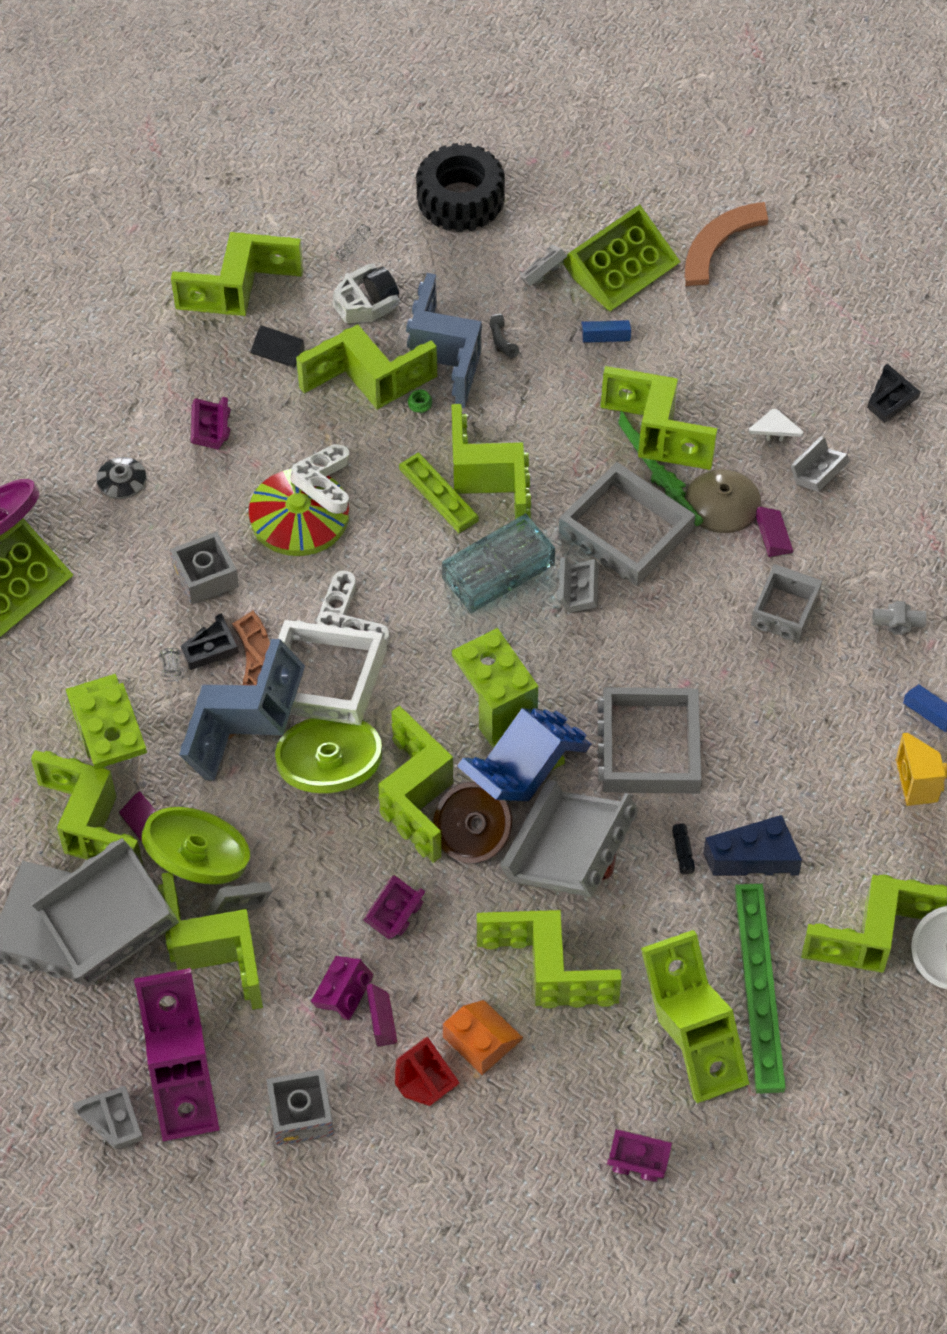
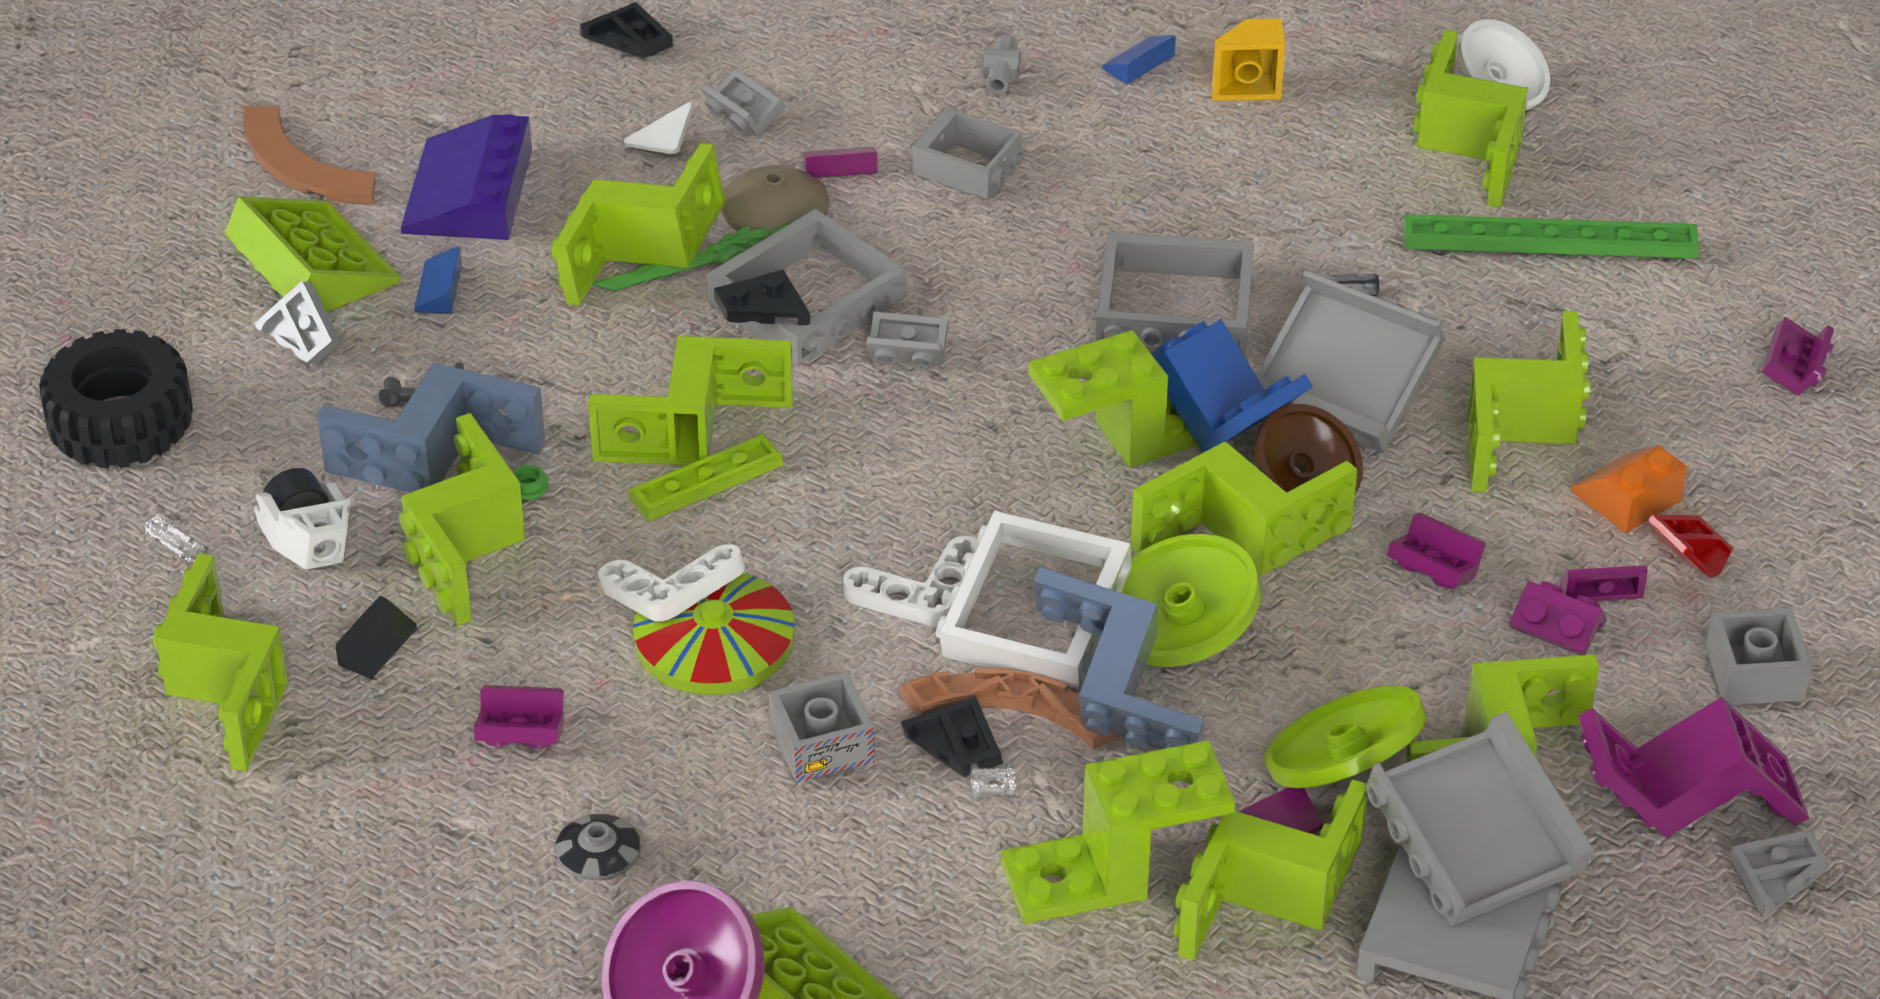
camera: 85 degrees left, 15 degrees down
(241, 897) = (1434, 701): light grey wing -> none
(498, 563) = (864, 408): brick -> none
(588, 493) = (761, 300): none -> black wing
(695, 1016) = (1611, 272): lime bracket -> none
(709, 332) = (471, 180): none -> dark purple slope
(753, 849) = (1352, 215): dark blue wedge -> none

